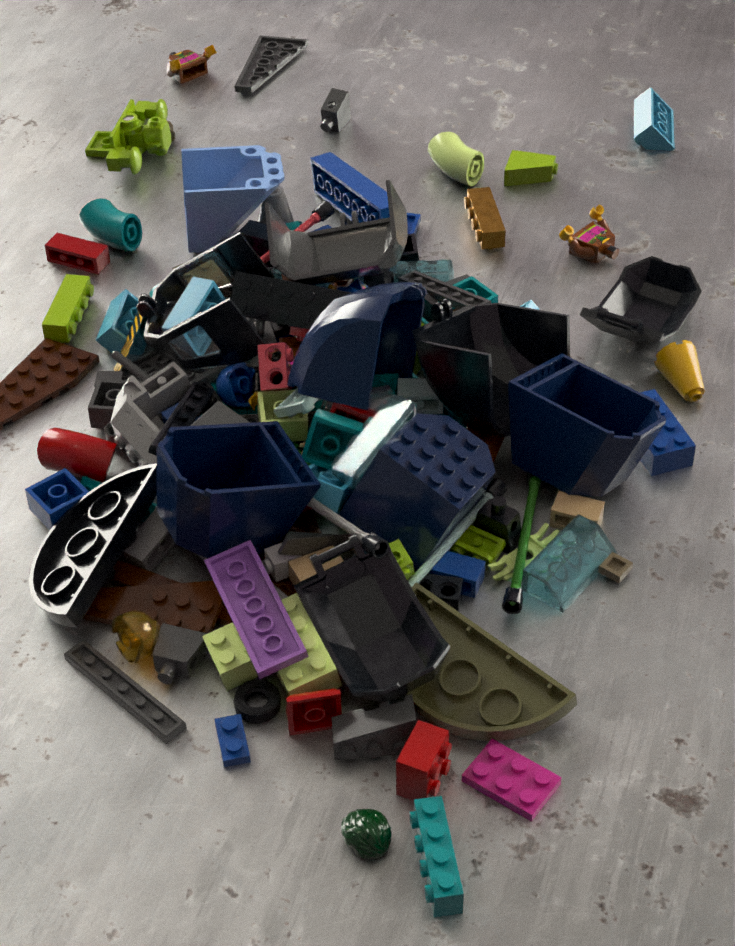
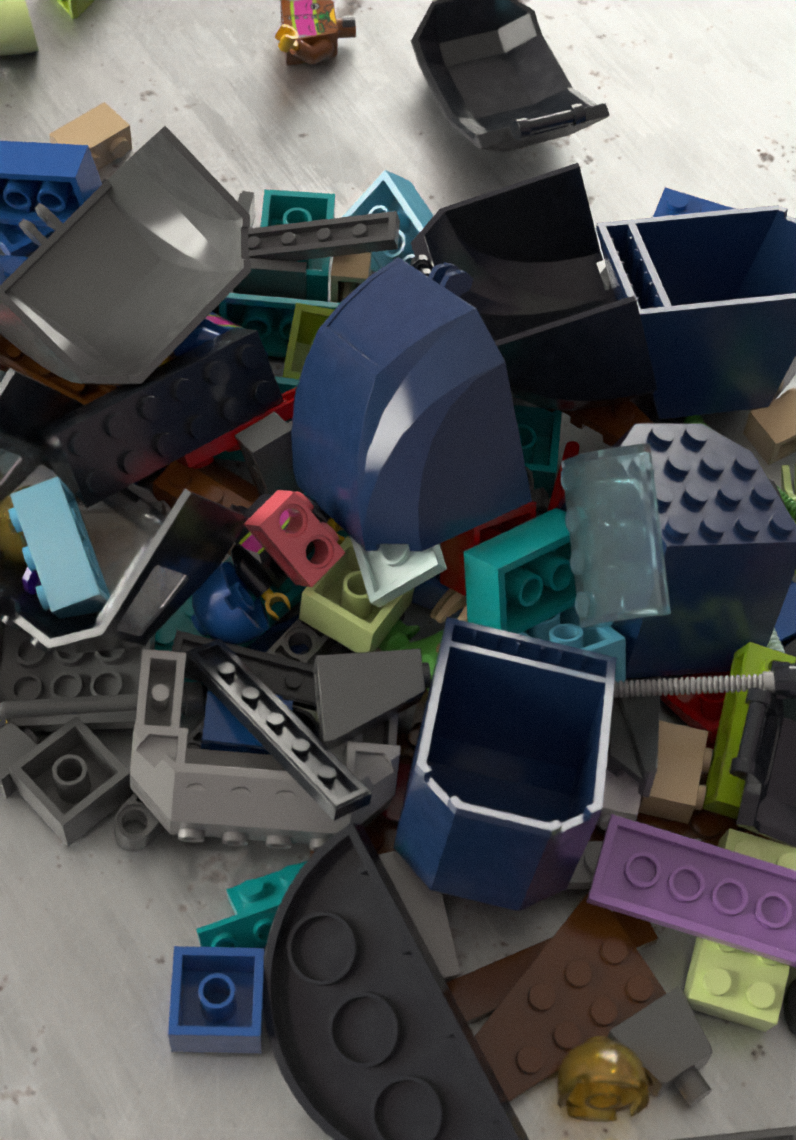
camera: 55 degrees left, 15 degrees up
(76, 452) = (151, 905): red brick -> none
(439, 225) = (101, 130): none -> tan brick
(485, 218) = (138, 86): pearl gold brick -> none
(681, 369) = (649, 139): yellow cone -> none

